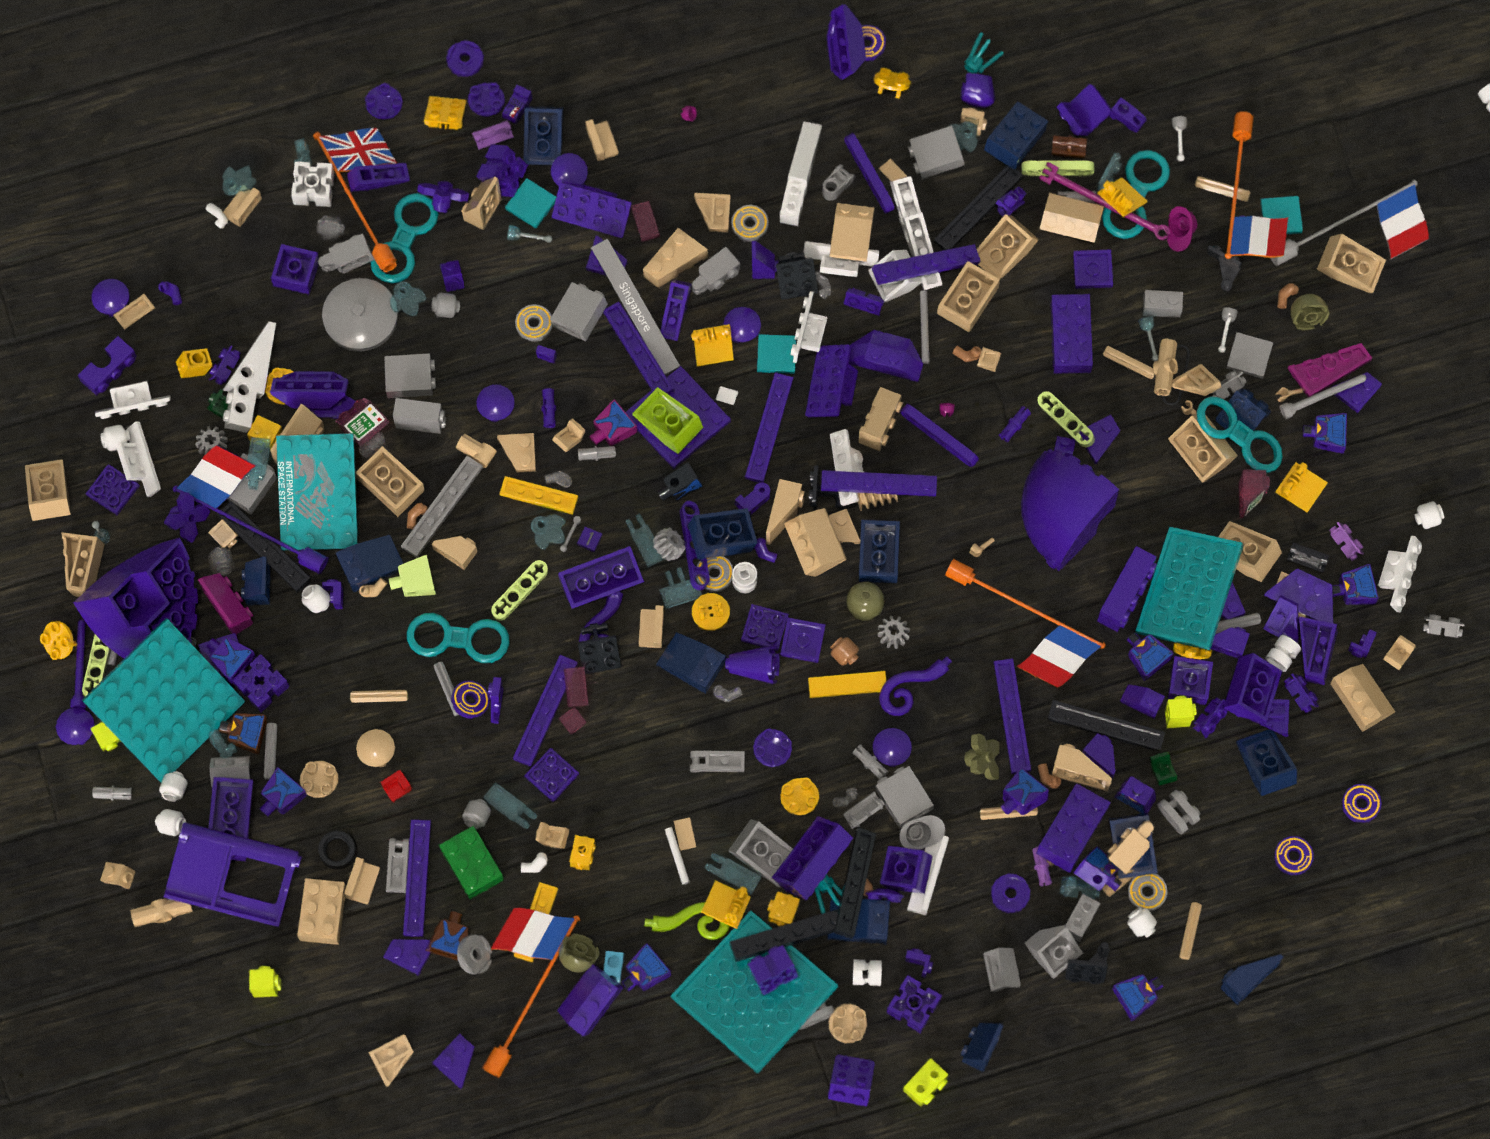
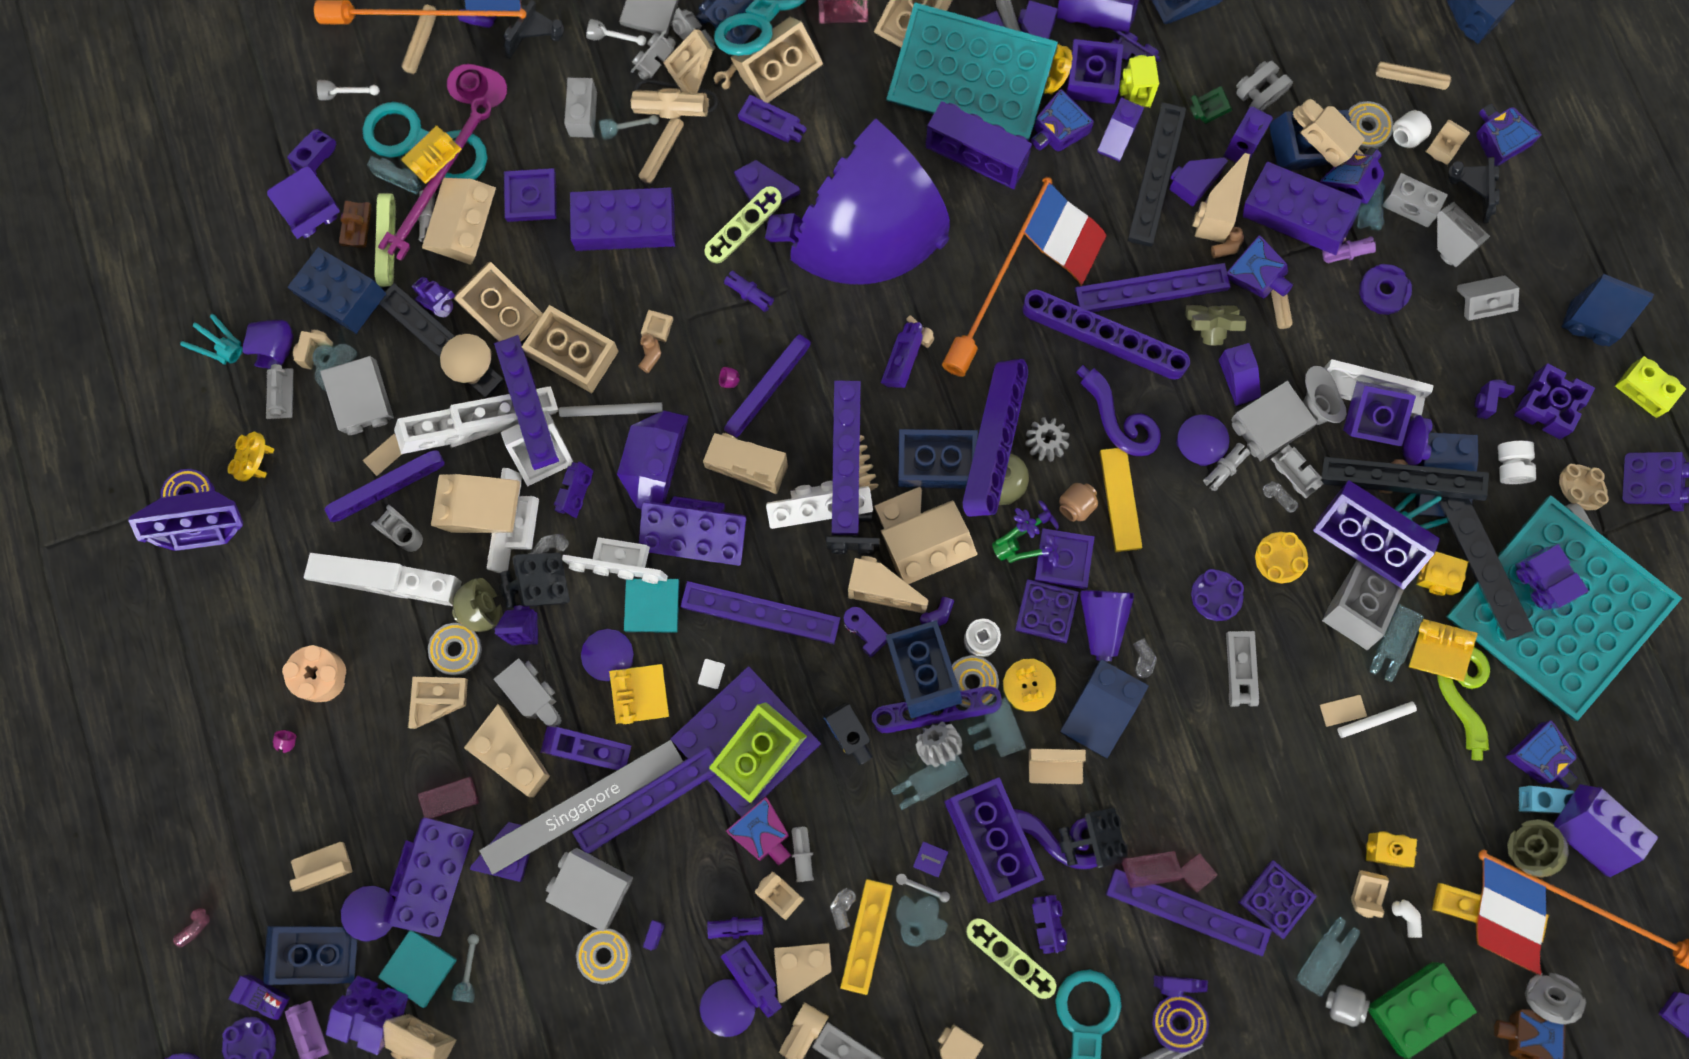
camera: 90 degrees left, 5 degrees up
(515, 417) = (752, 977): none -> dark purple hinge
(533, 619) = (1053, 935): none -> dark purple hinge
(561, 59) = (200, 920): none -> clear pink arm
(725, 131) = (300, 671): none -> light nougat brick
(779, 235) = (475, 606): none -> olive cylinder
(814, 600) = (1007, 546): none -> plant
(892, 589) = (995, 438): none -> dark purple beam
(941, 100) = (279, 392): none -> light grey hinge
(941, 776) = (1241, 373): none -> dark purple slope
(961, 532) = (903, 356): none -> dark purple hinge
(962, 224) = (465, 358): none -> tan dish
(974, 687) = (1112, 345): none -> dark purple beam
(1129, 948) = (1447, 142): none -> tan bracket
(1153, 441) = (771, 119): none -> dark purple hinge
(1202, 351) = (659, 47): none -> light grey hinge

